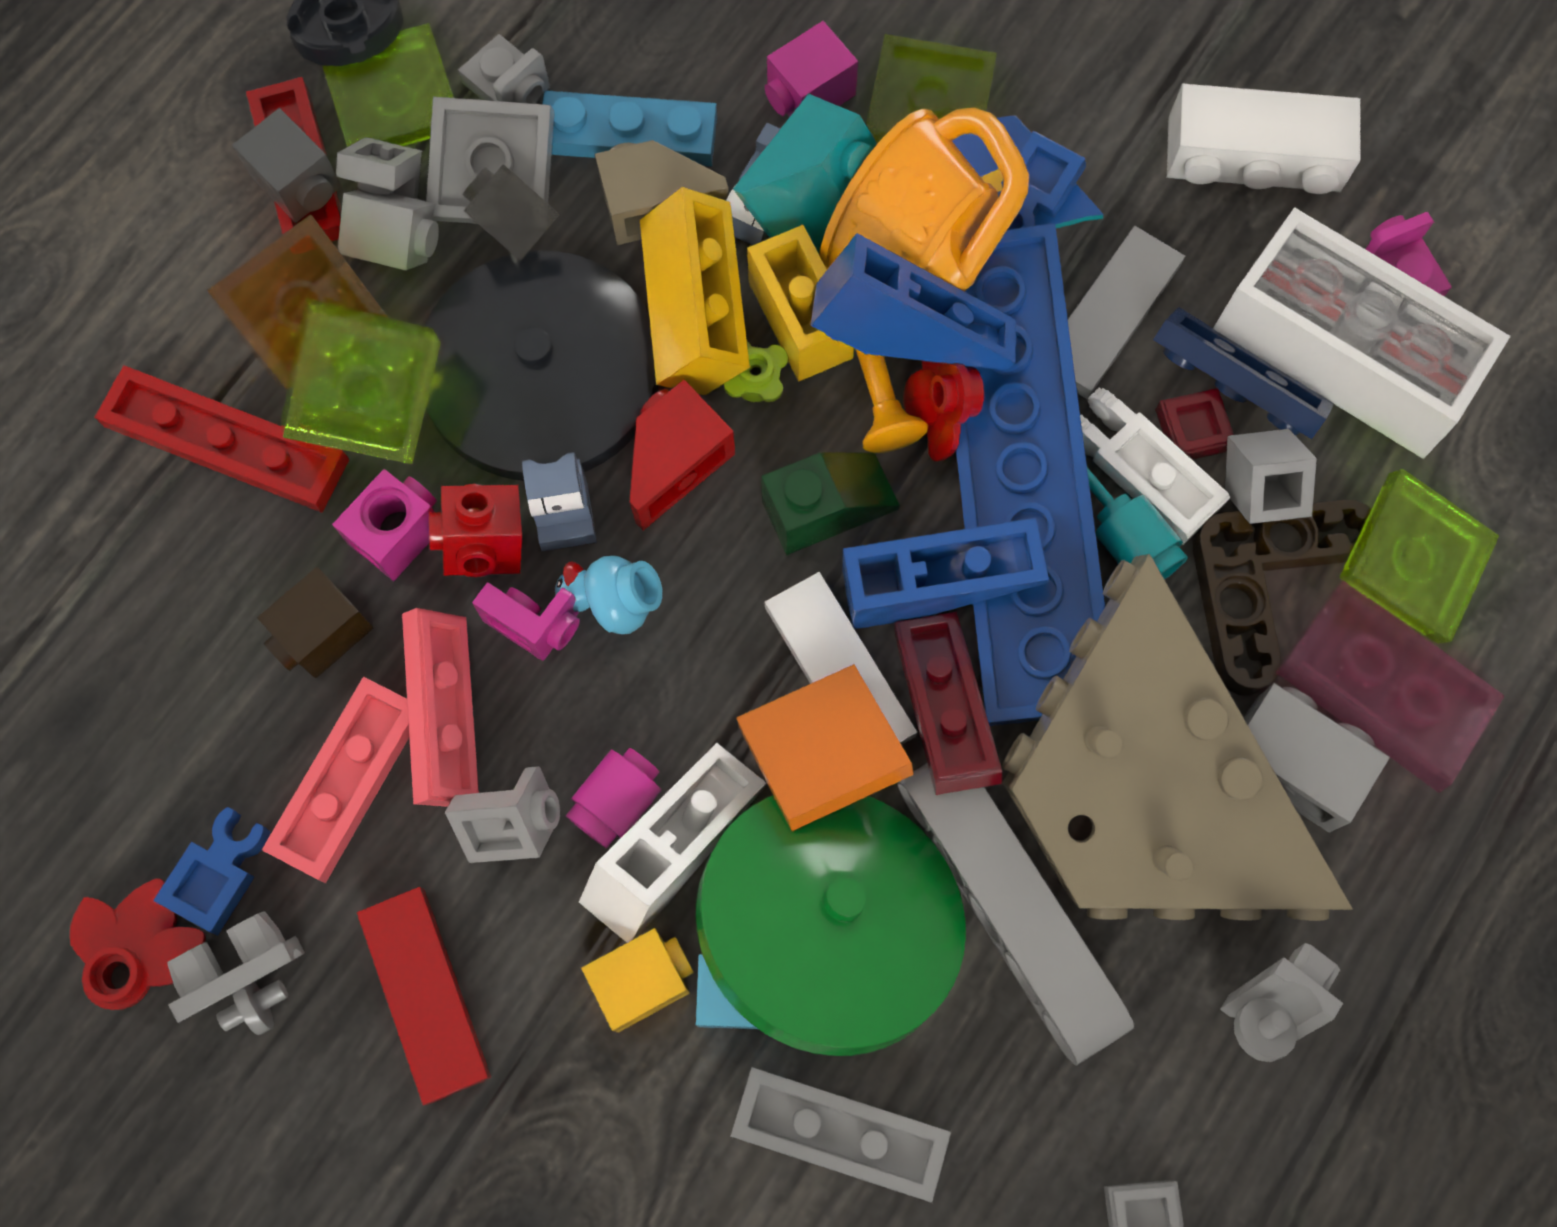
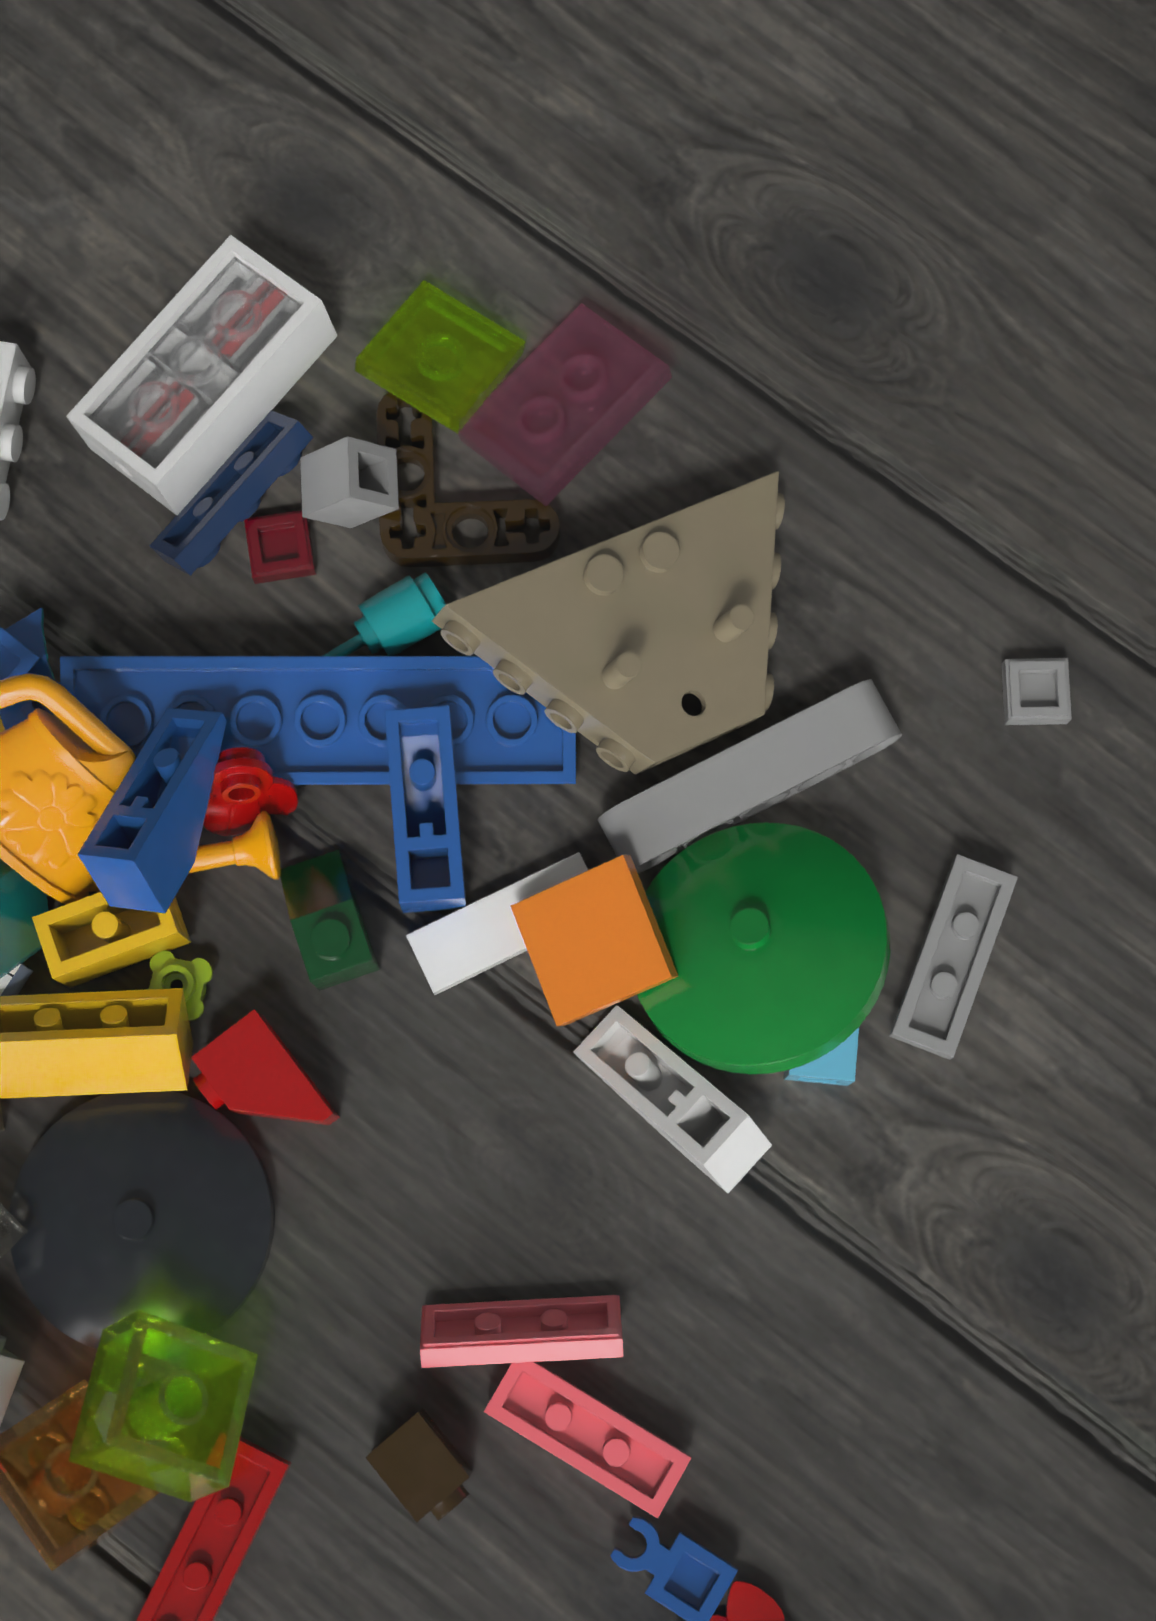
camera: 85 degrees left, 5 degrees up
(203, 982) = (765, 1515): light grey hips -> none
(362, 520) = (345, 1389): dark pink brick -> none
(423, 996) = (806, 1354): red tile -> none
(478, 530) = (335, 1285): red brick -> none
(506, 822) = (647, 1263): light grey bracket -> none
(518, 618) = (432, 1248): dark pink bracket -> none
(559, 502) = (312, 1198): sand blue leg -> none
(614, 591) = (409, 1144): medium azure animal -> none
(614, 796) = (624, 1154): dark pink brick -> none
(638, 979) = (804, 1136): yellow brick -> none
(947, 704) = (554, 819): dark red tile -> none
(1118, 305) = (138, 604): light grey tile -> none
(1151, 465) = (324, 594): white hinge -> none
(1284, 1004) = (860, 544): light grey hips -> none
(1317, 761) = (634, 485): light grey brick -> none
(1403, 246) = (120, 316): dark pink bracket -> none

